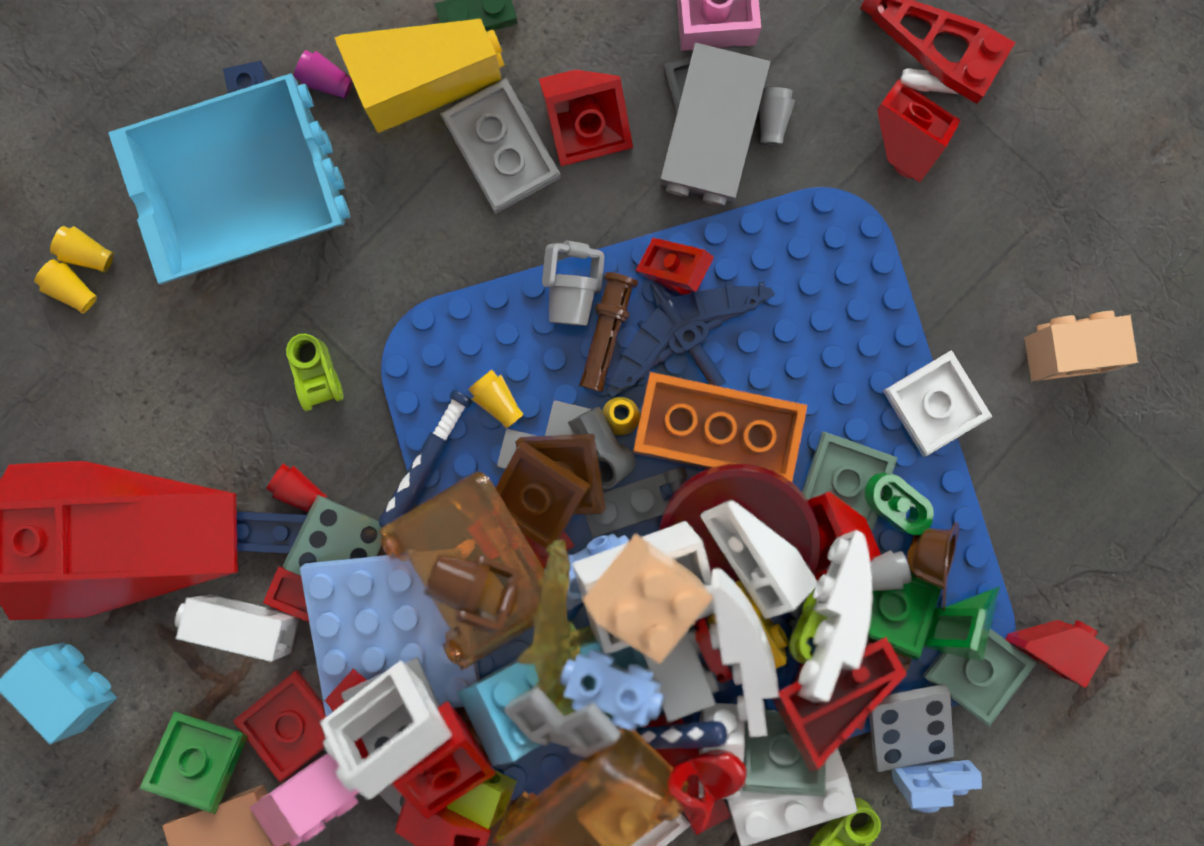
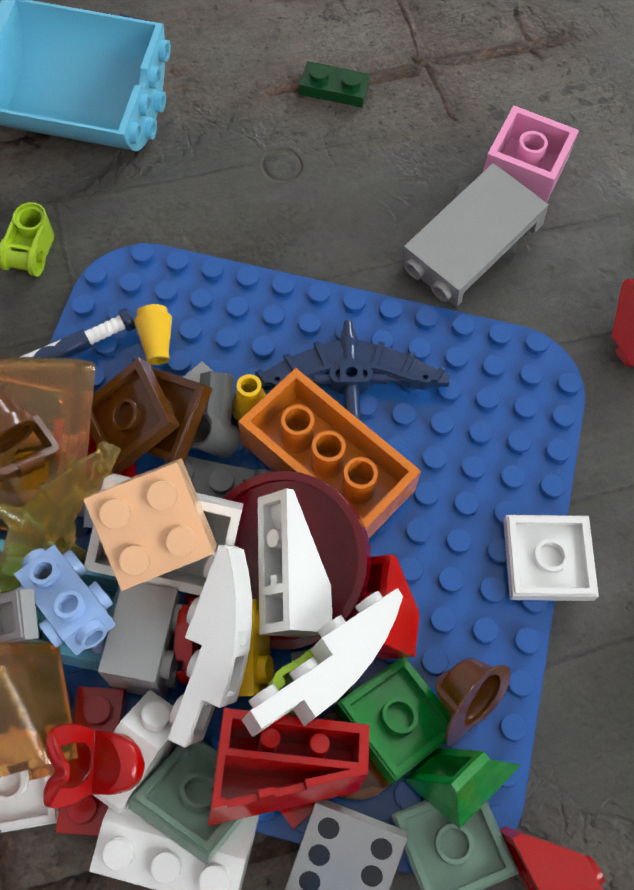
camera: 30 degrees right, 20 degrees down
(322, 75) = (190, 62): dark pink cone -> none
(419, 67) = (264, 83): yellow slope -> none
(500, 145) = (292, 174): light grey tile -> none
(570, 294) = (275, 285): light grey piece -> none
(586, 114) = (372, 182): red slope -> none
(611, 313) = (296, 323): reddish brown pin -> none
(675, 265) = (376, 316): red slope -> none
(685, 735) = (108, 703): dark blue piece -> none
(774, 114) = (532, 256): light grey cone -> none
(844, 471) = (433, 573): sand green tile -> none
(889, 571) = (404, 671): light grey cone -> none
(896, 501) = (460, 617): green plate -> none

